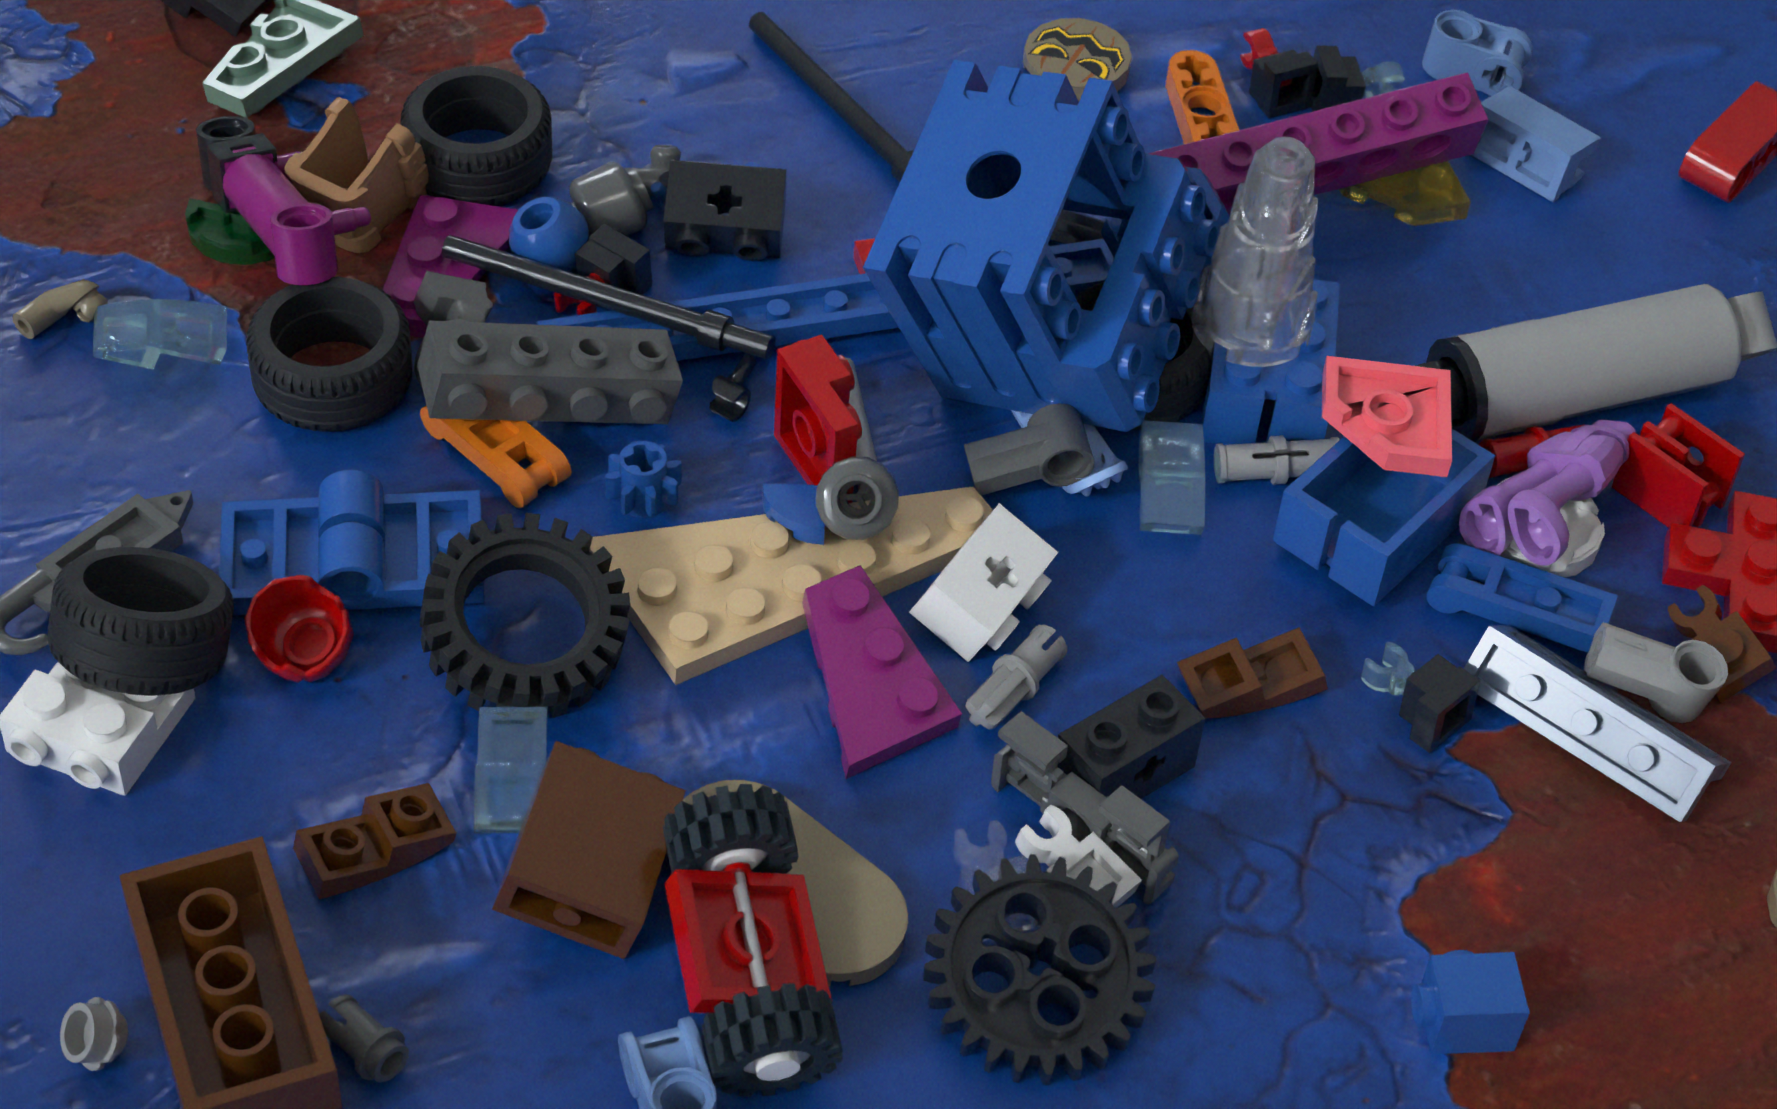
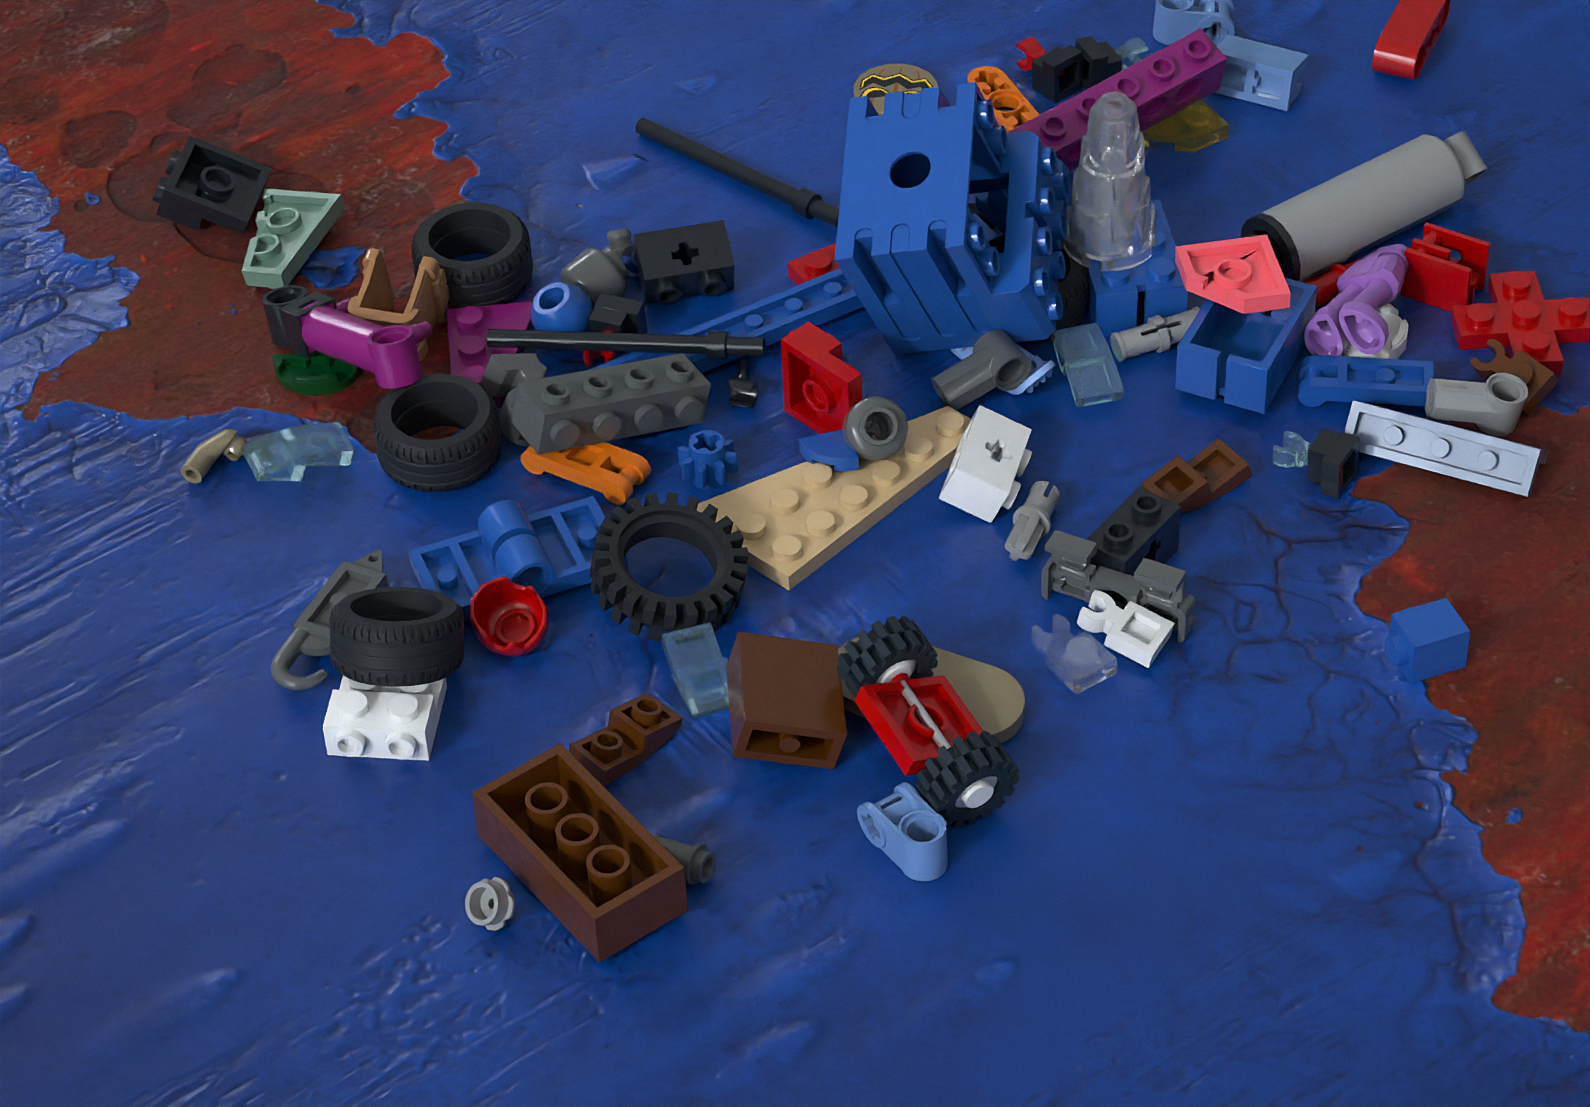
camera: 10 degrees left, 5 degrees down
(874, 674) = (931, 544): magenta wing -> none
(1009, 1021) = (1127, 694): black gear -> none

